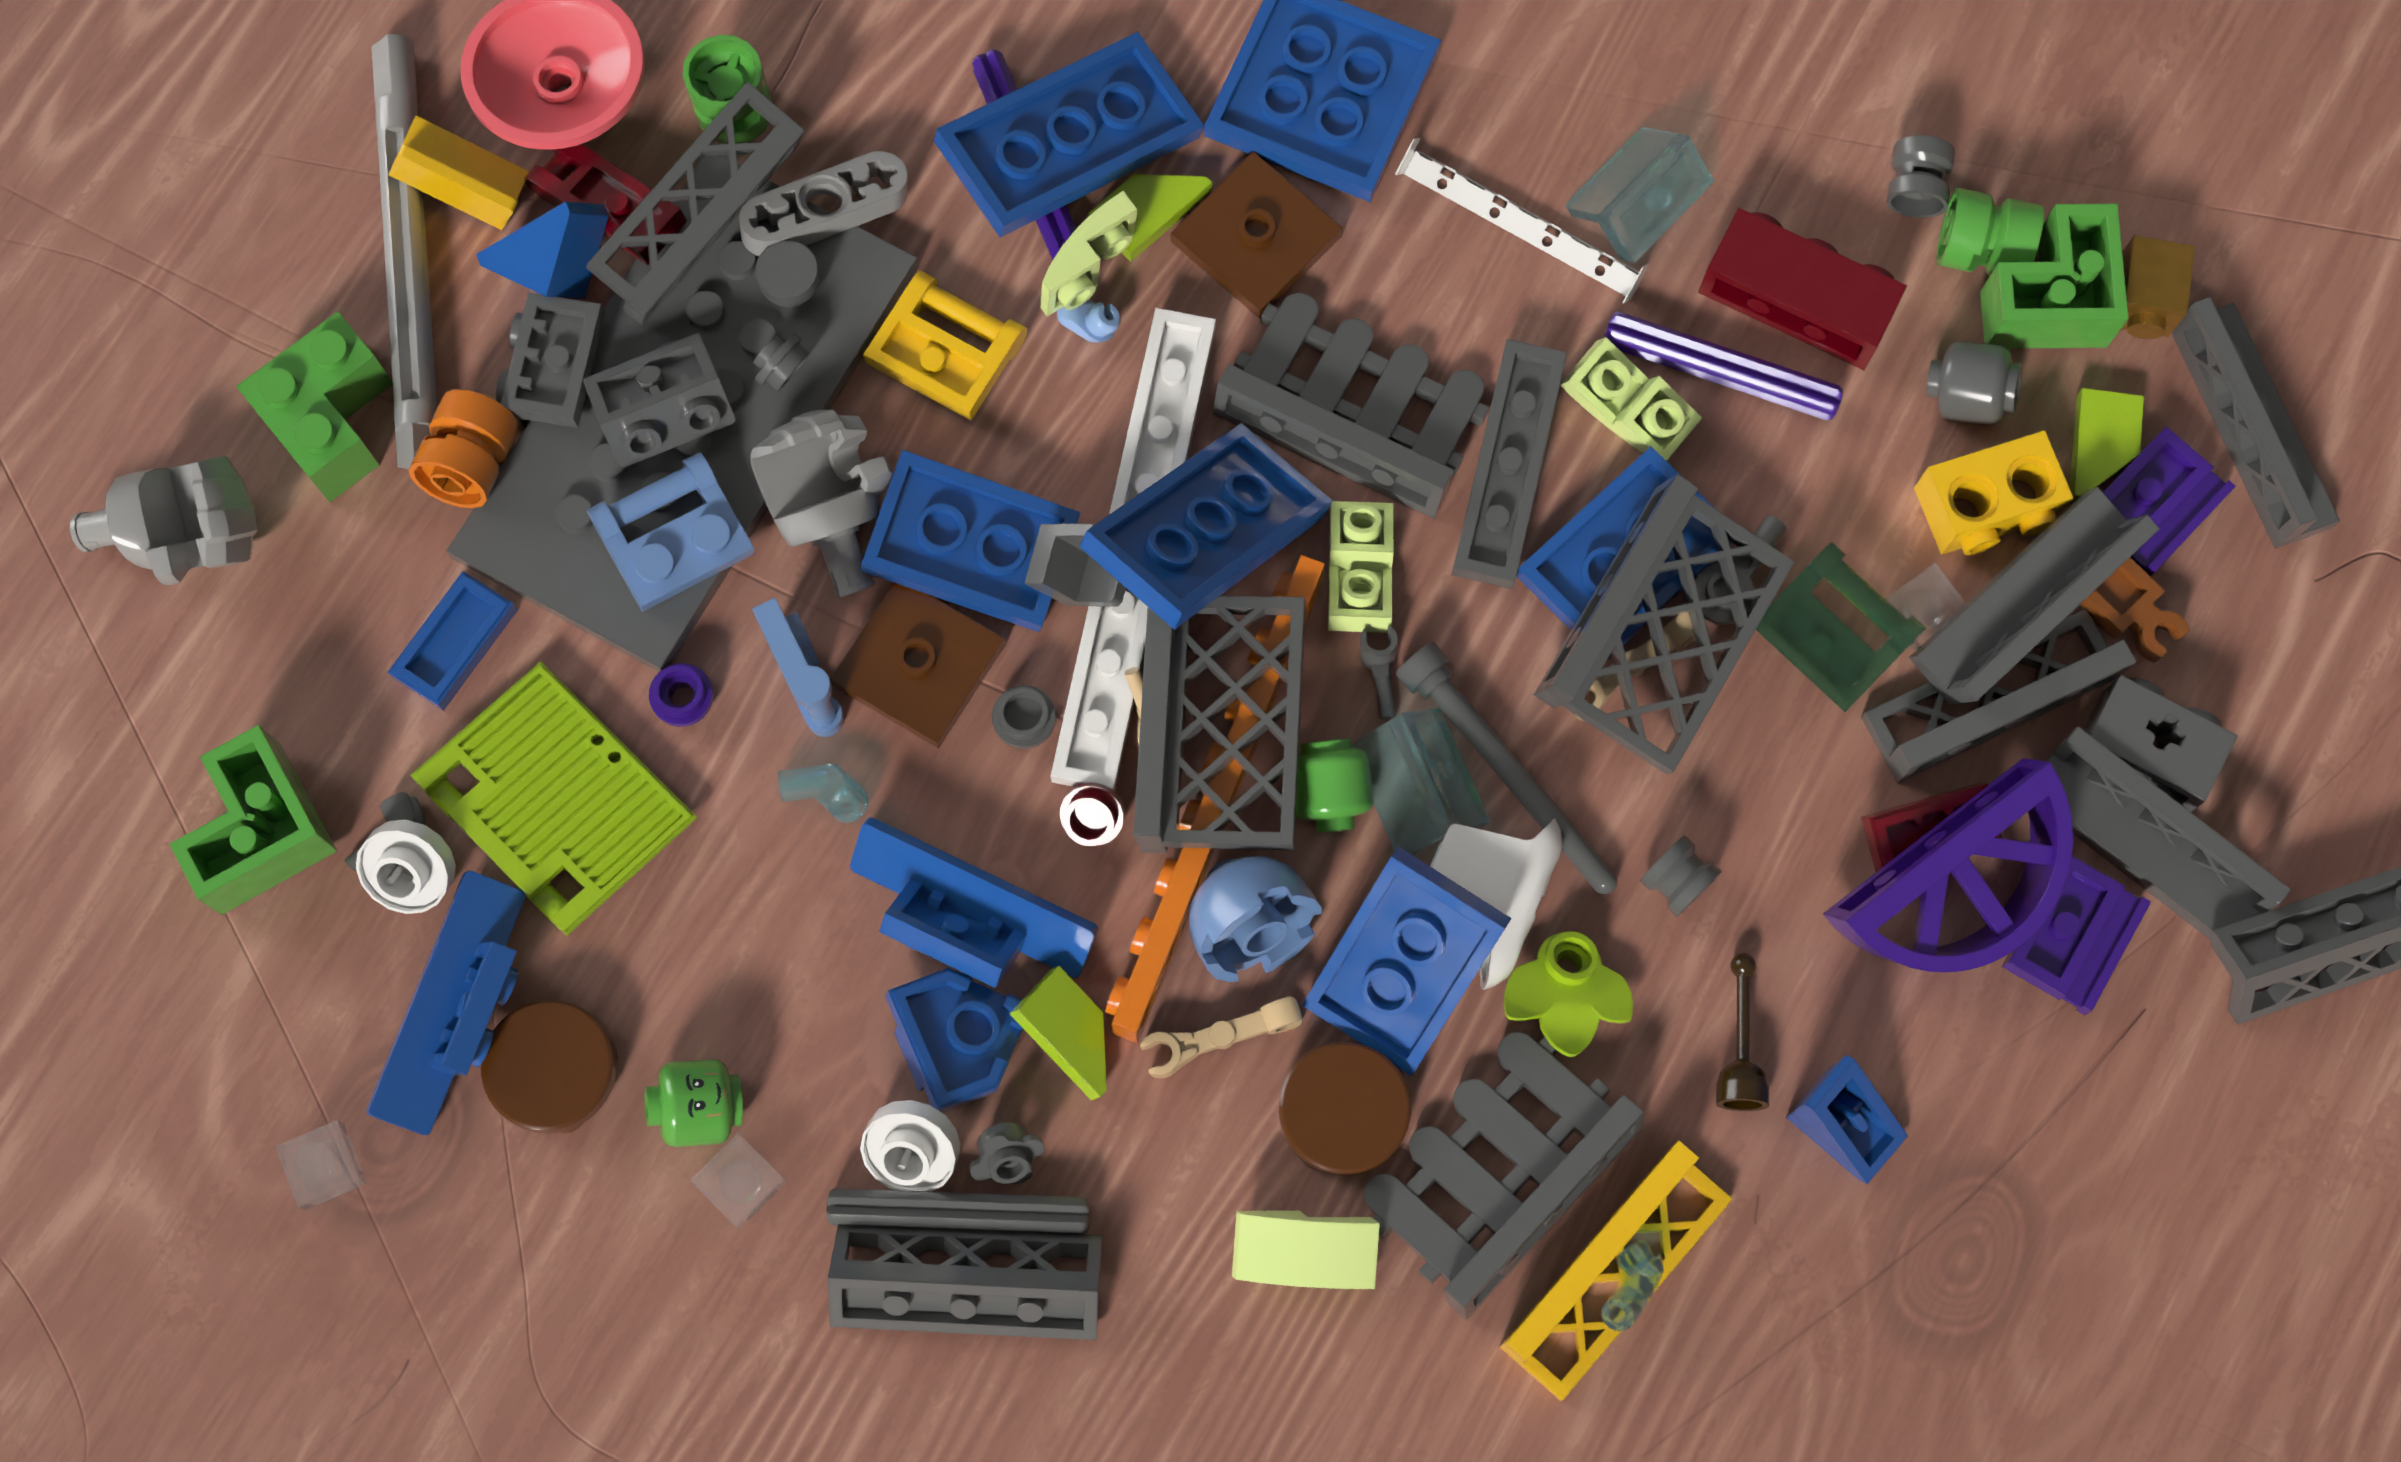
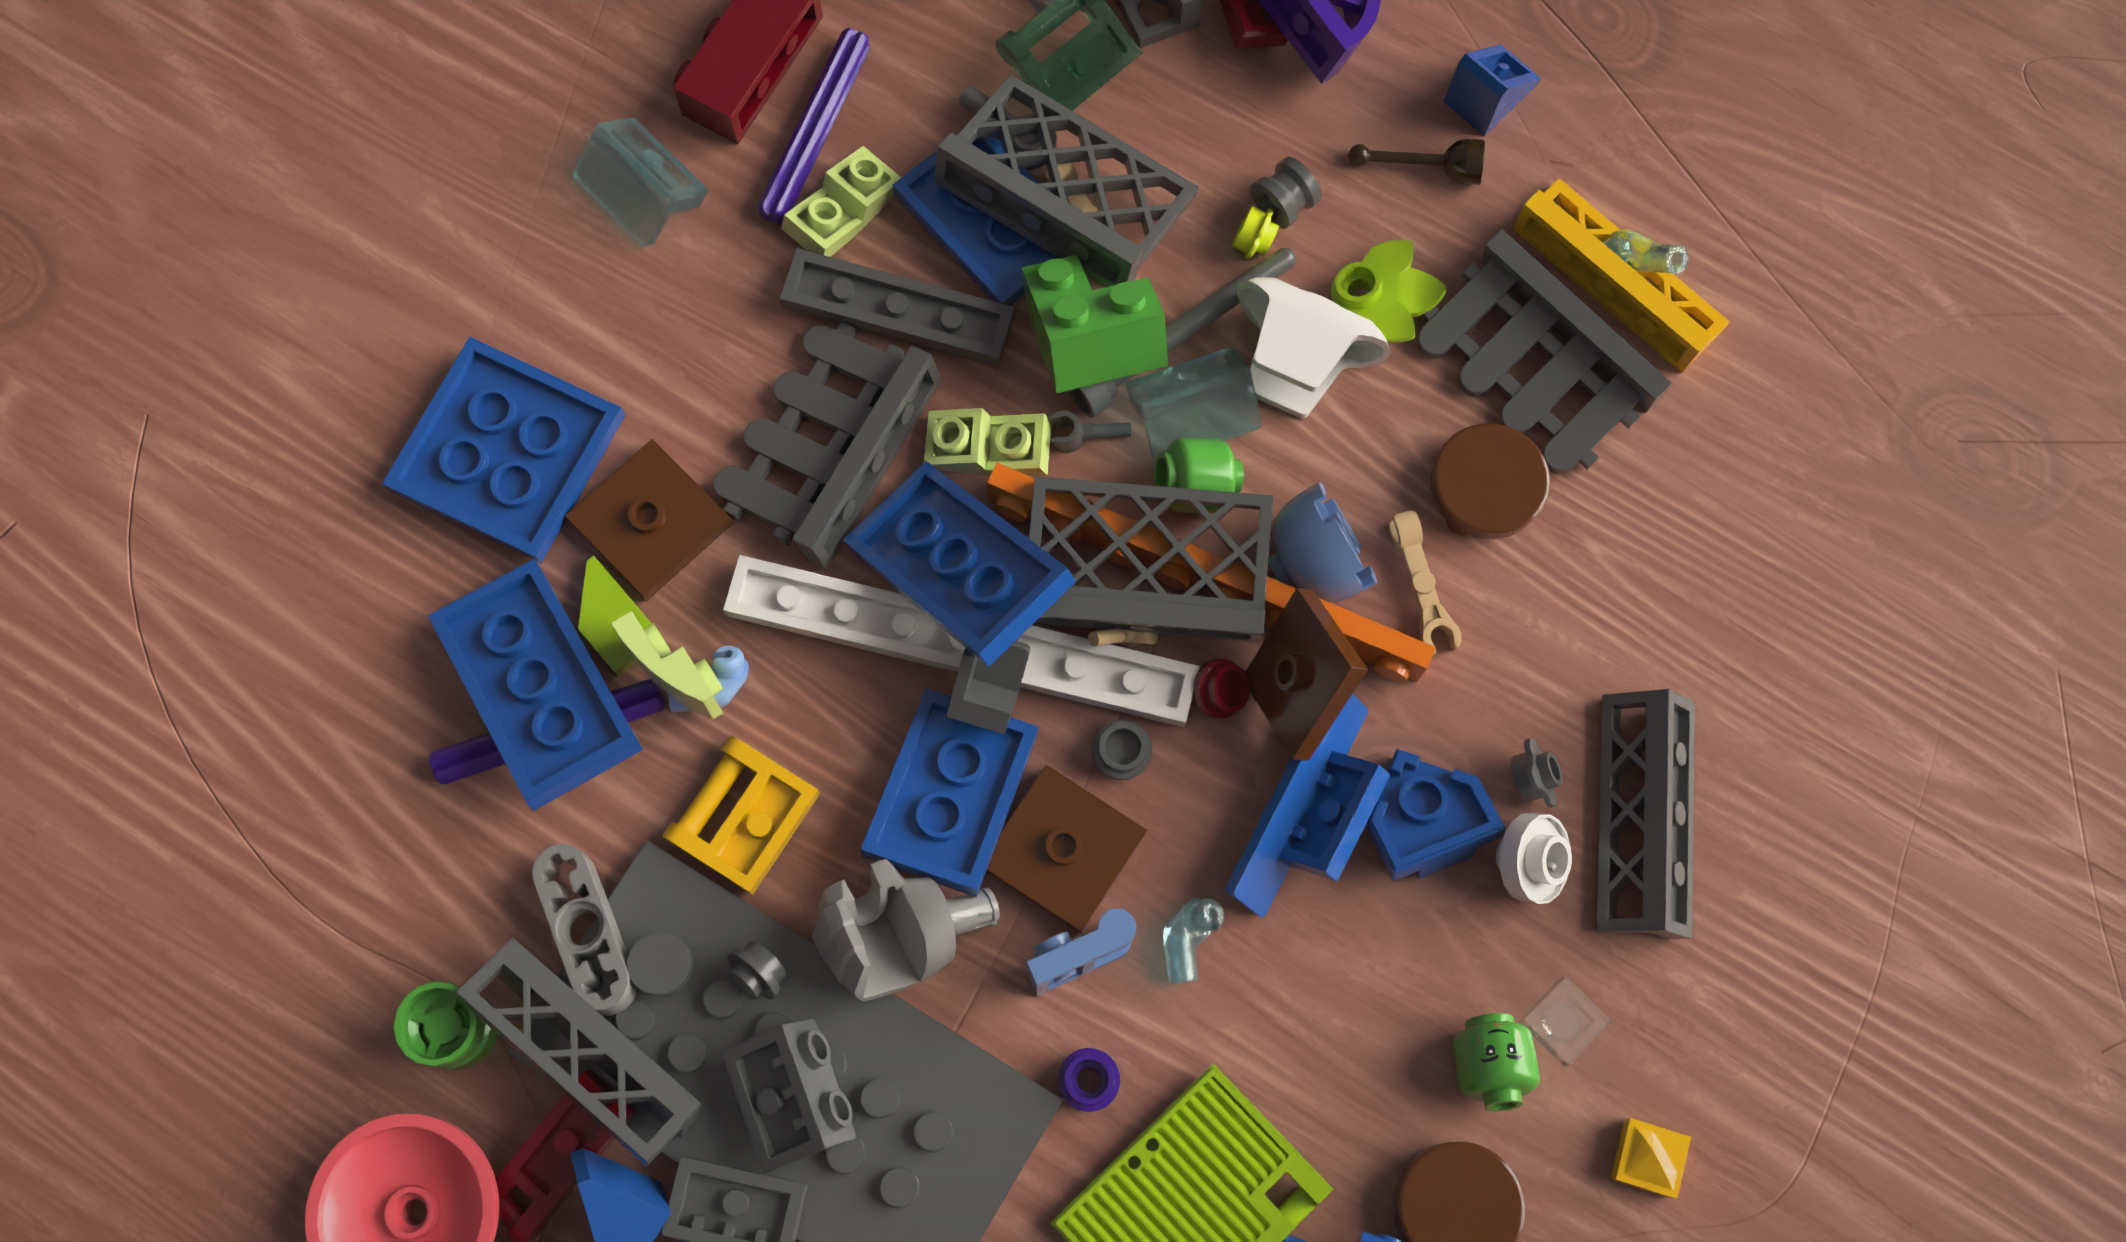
camera: 90 degrees left, 0 degrees up
(597, 1273) = (1650, 1158): none -> yellow tile
(682, 549) = (948, 1075): medium blue plate -> none
(958, 1210) = (1585, 822): dark grey axle -> none
(1067, 1029) = (1420, 717): lime tile -> none
(1096, 885) = (1304, 674): none -> reddish brown plate
(1305, 1250) = (1618, 527): yellowish green slope -> none
(1406, 960) = (1372, 410): blue plate -> none
(1481, 650) = (1091, 332): none -> bright green brick
(1519, 222) = (664, 279): white piece -> none
(1630, 844) = (1255, 232): none -> neon yellow plate

